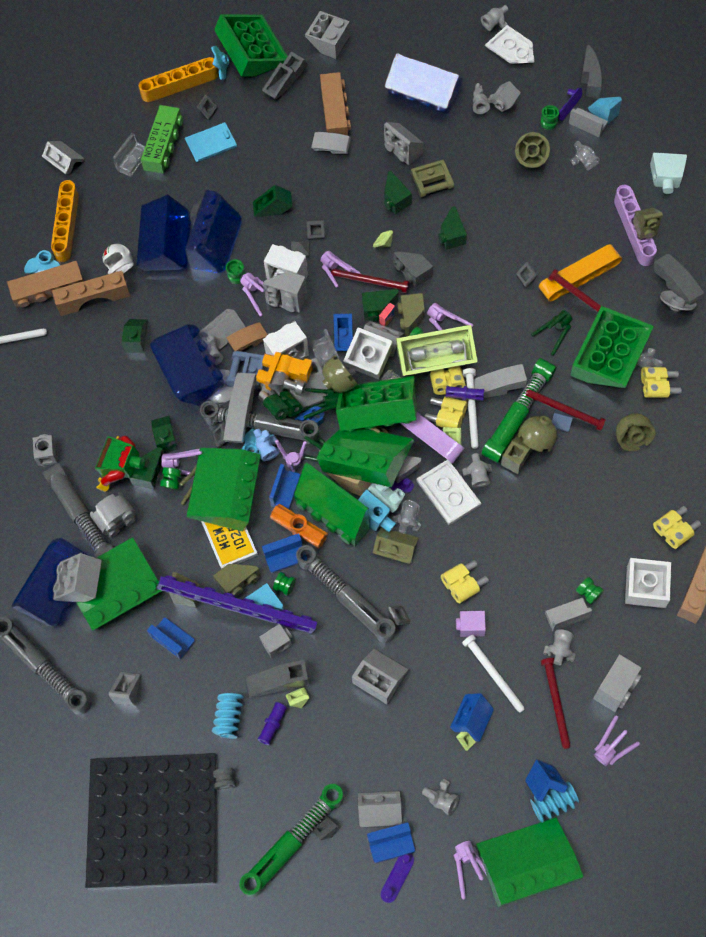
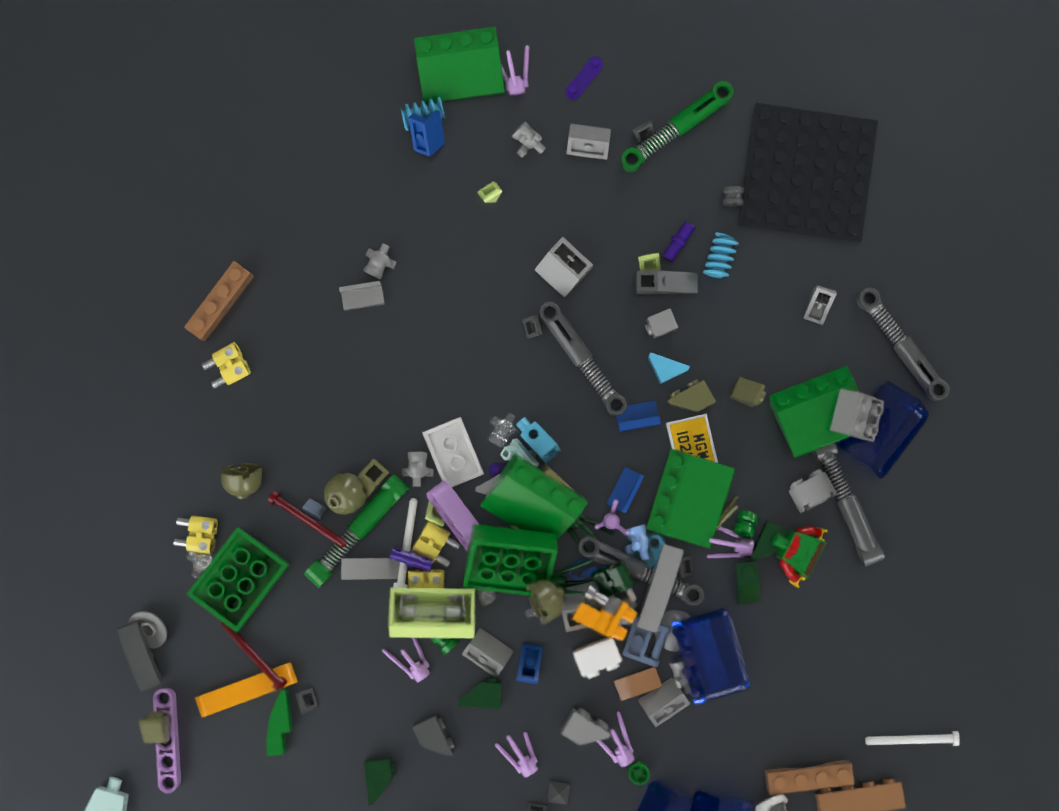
camera: 170 degrees left, 20 degrees up
(47, 456) = (886, 580): light grey brick -> none
(134, 335) = (764, 714): dark green slope -> none
(171, 637) = (767, 349): blue panel -> none
(229, 602) = (703, 364): dark purple plate -> none
(282, 260) = (580, 761): white brick -> none
(284, 583) = (643, 382): green wheel -> none
(289, 519) = (627, 453): orange piece -> none
(323, 349) = (554, 644): clear panel -> none
(332, 506) = (580, 451): green slope -> none
(368, 353) = (506, 629): white brick -> none
(370, 279) = (449, 714): dark red bar -> none
(384, 239) = (460, 782): yellowish green slope -> none
(387, 314) = (476, 678): coral tile -> none
(391, 842) = (584, 107): blue panel -> none
(395, 545) = (520, 403): olive panel -> none
(412, 311) = (446, 677): olive slope -> none
(460, 583) = (463, 349): light yellow piece -> none
(470, 642) = (466, 284): white bar -> none
(471, 623) = (461, 303): lavender brick -> none
(472, 716) = (482, 209): blue panel -> none
(544, 250) = (279, 724): none -> green slope
(548, 664) = (396, 203): dark red bar -> none
(560, 321) = (282, 632): dark green plant -> none
(589, 590) = (333, 312): green wheel -> none
(606, 753) = (361, 150): lavender plant -> none
(615, 686) = (333, 210): light grey brick -> none
(648, 583) = (274, 308): white brick -> none

